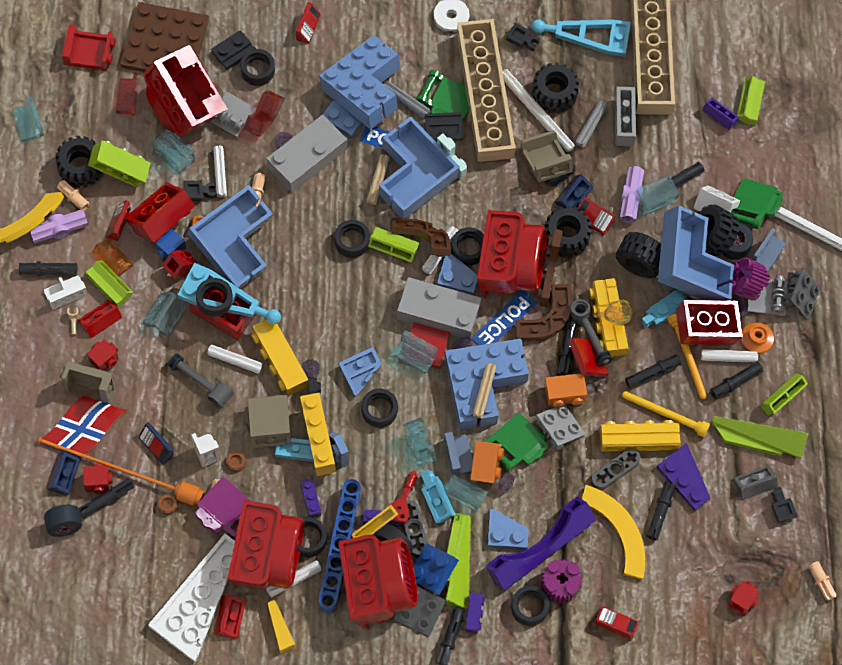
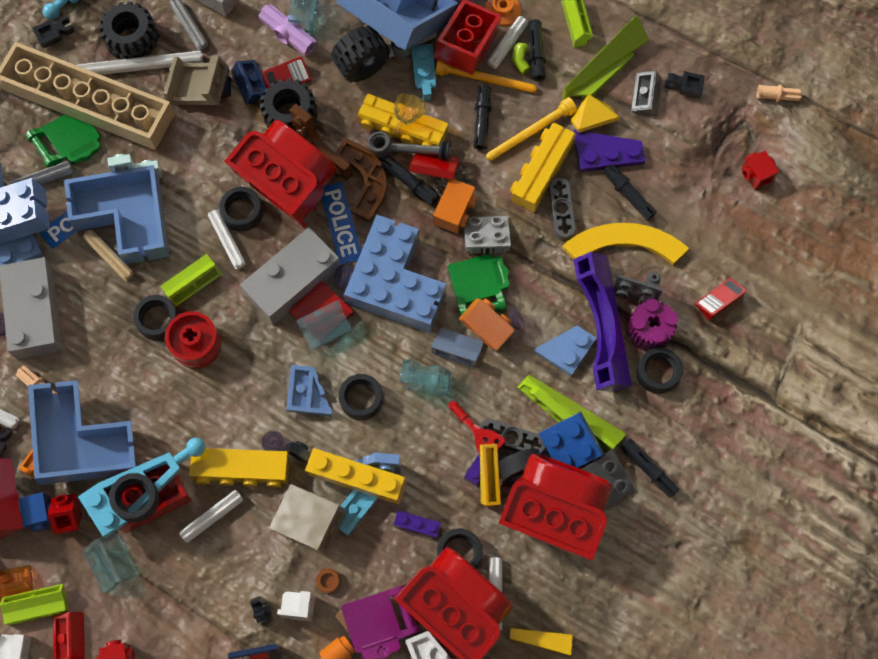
camera: 55 degrees left, 5 degrees up
(189, 426) = (261, 610): none -> black plate
(218, 394) = (241, 556): dark grey piece -> none
(347, 518) = (483, 513): blue beam -> none
(350, 272) = (193, 340): none -> red wheel
(436, 497) = (492, 395): medium azure hinge -> none
(438, 239) = (215, 232): reddish brown plate -> none
(444, 123) = (94, 155): black plate -> none
(457, 276) = (264, 239): medium blue wing -> none
(465, 492) = (502, 364): clear light blue panel -> none
(474, 613) = (636, 429): dark purple piece -> none
(484, 390) = (413, 280): tan axle -> none
(586, 561) = (630, 288): none -> dark grey hinge
(709, 450) = (593, 114): none -> yellow slope
(722, 370) = (518, 57): none -> lime arm

